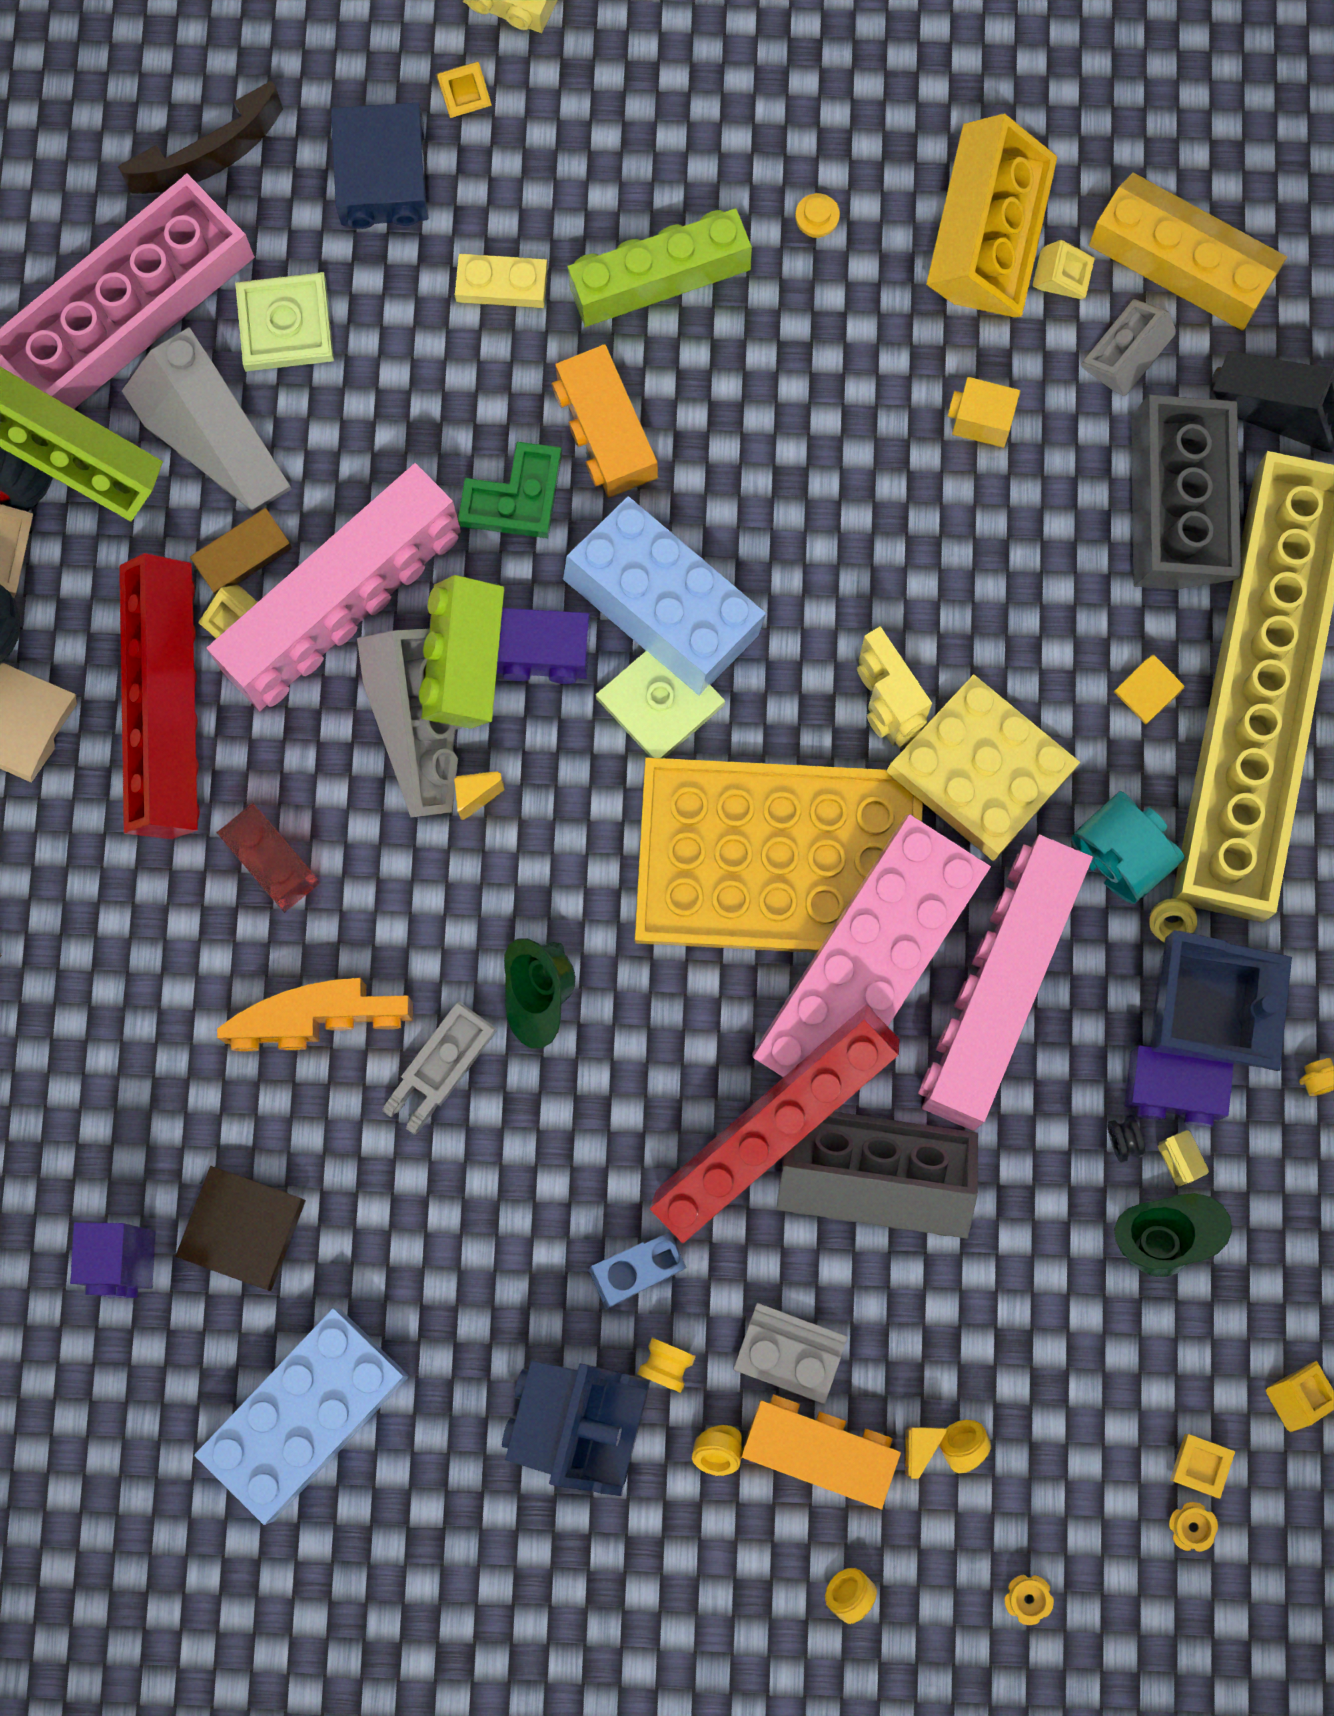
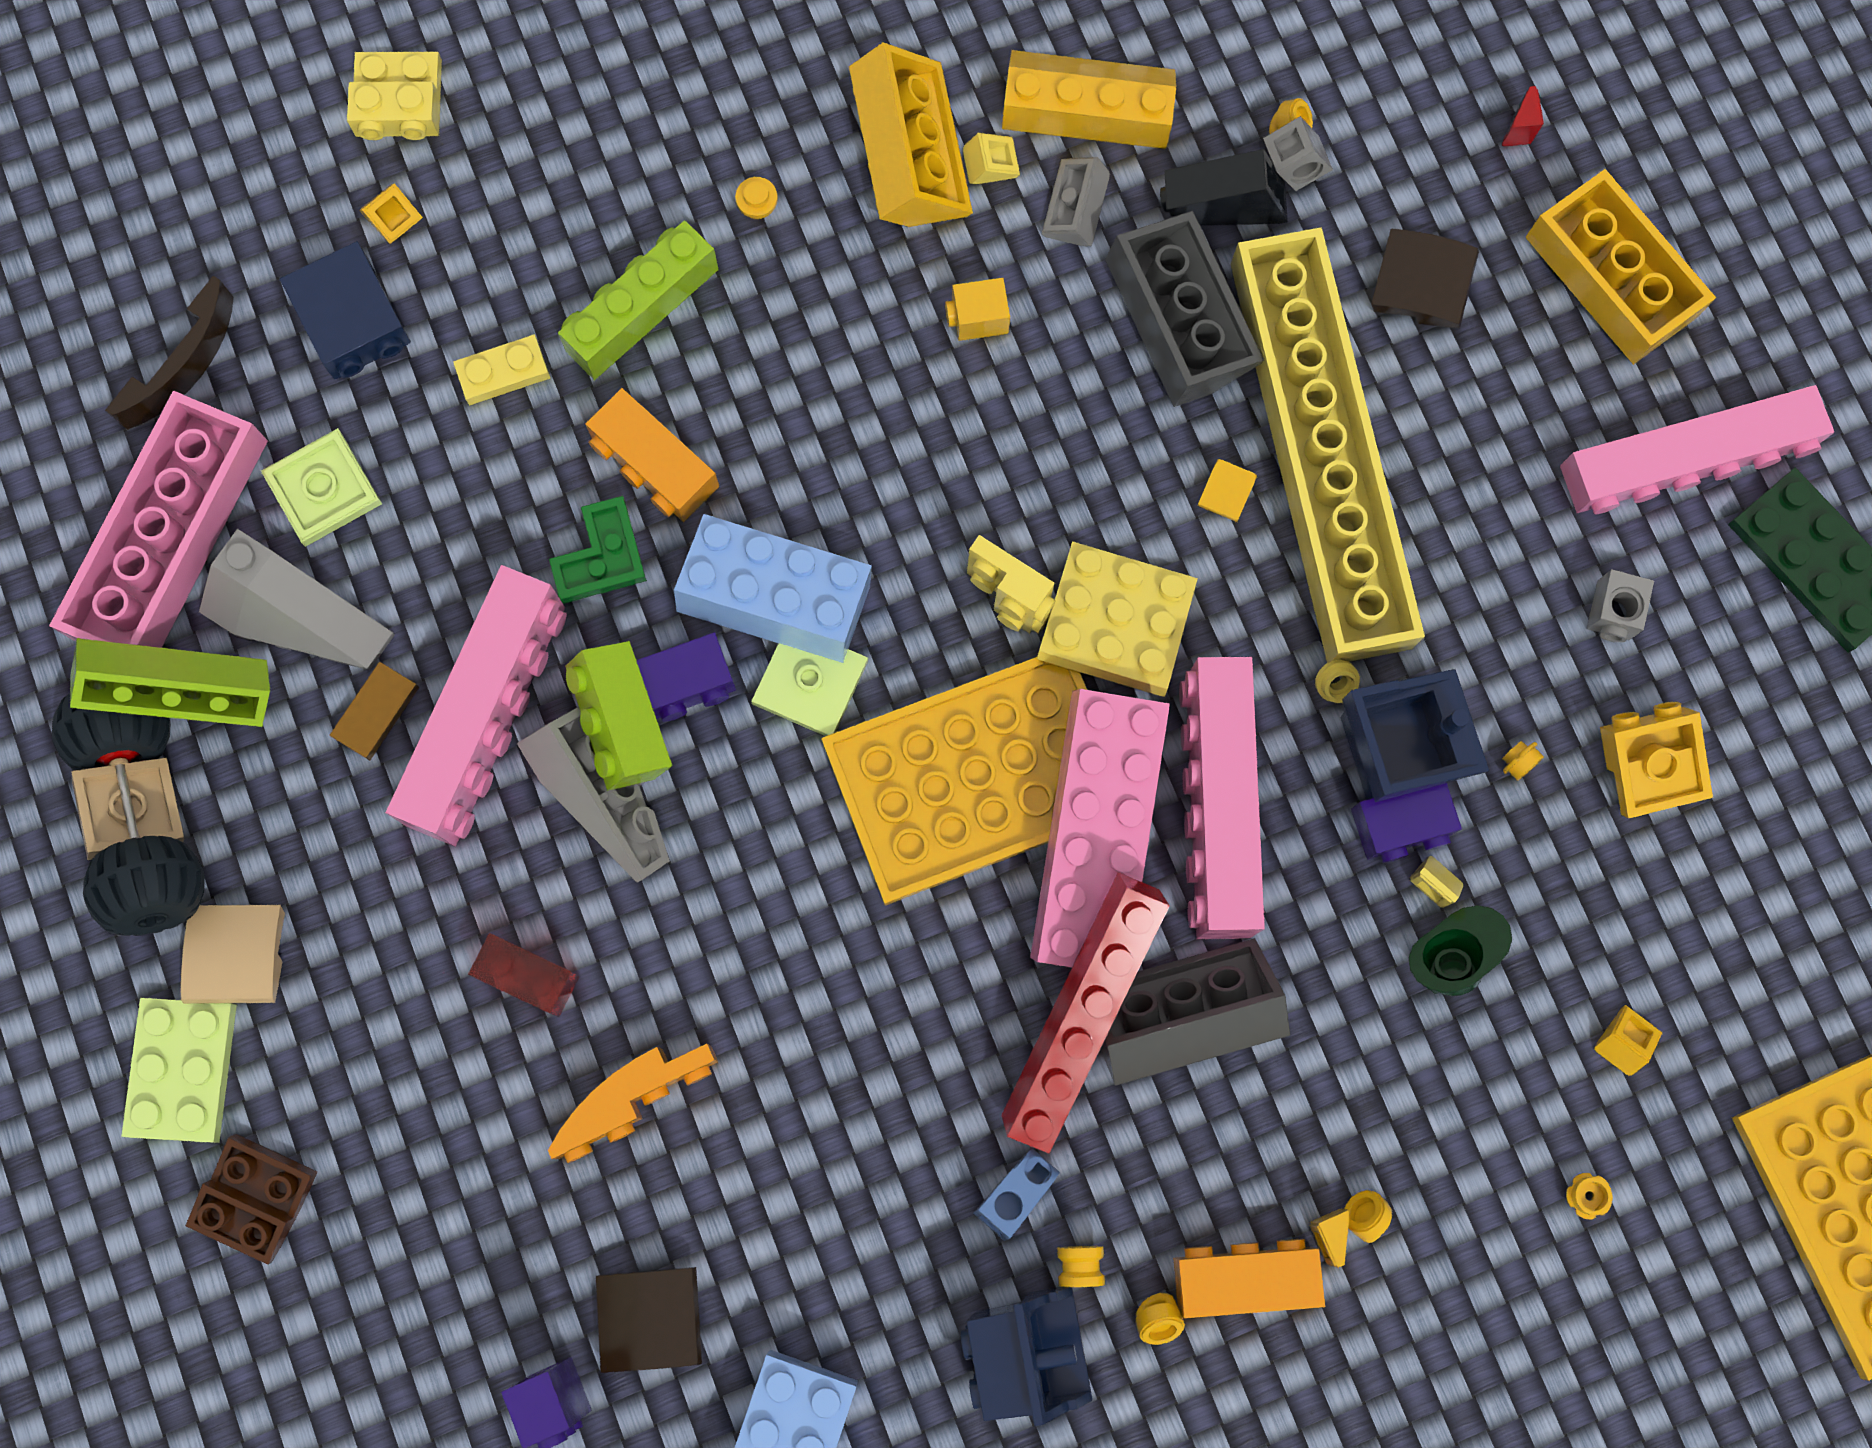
camera: 30 degrees left, 0 degrees up
(158, 697) = (358, 875): red brick -> none
(226, 609) = (386, 769): light yellow slope -> none
(441, 1063) = (762, 1089): light grey hinge -> none
(476, 790) = (684, 833): yellow slope -> none
(535, 988) = (817, 986): dark green piece -> none
(790, 1353) = (1182, 1205): light grey plate -> none
(850, 1595) = (1330, 1393): yellow tile -> none
(1040, 1607) = (1493, 1325): yellow plate -> none
(1126, 1138) = (1383, 887): black bush -> none
(1128, 847) = (1273, 634): teal brick -> none
(1202, 1465) = (1573, 1140): yellow plate -> none

